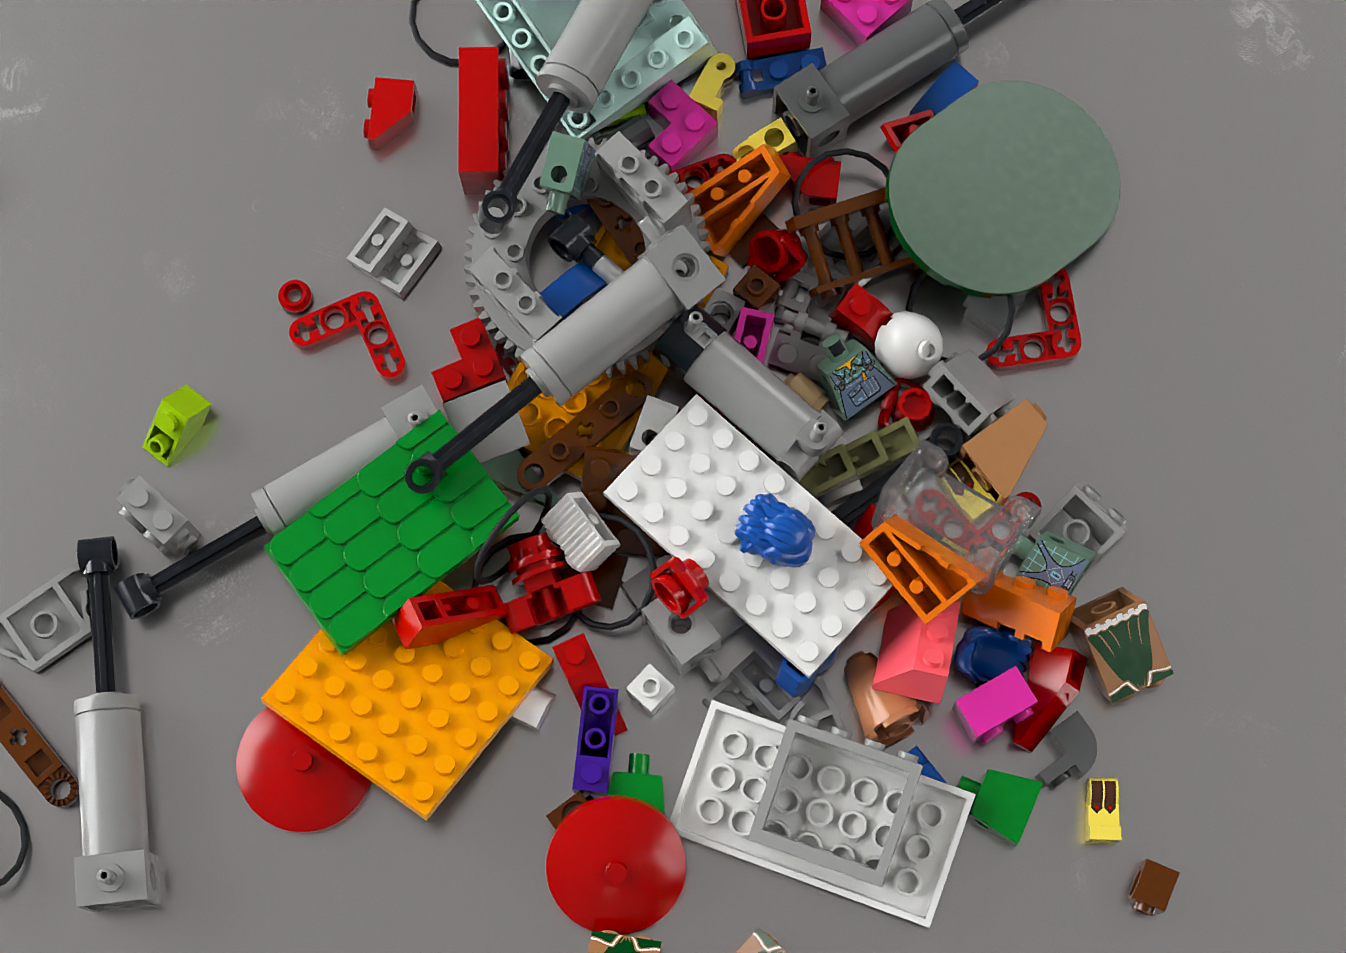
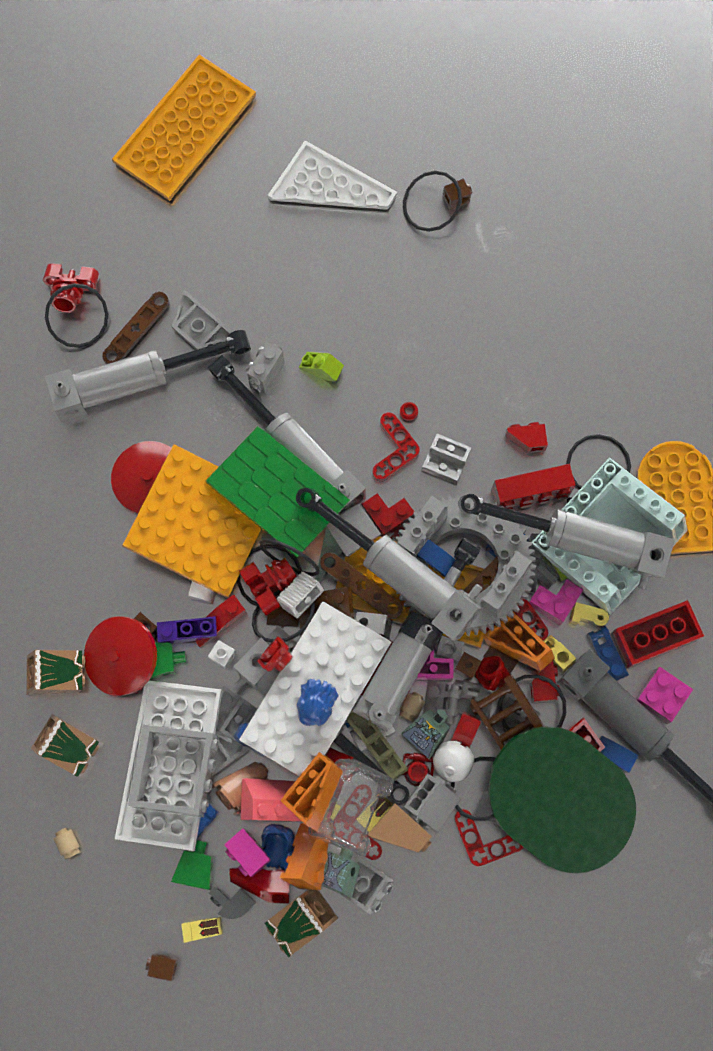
camera: 75 degrees right, 0 degrees up
(446, 614) = (239, 533): red slope -> none
(569, 158) = (505, 538): sand green torso -> none

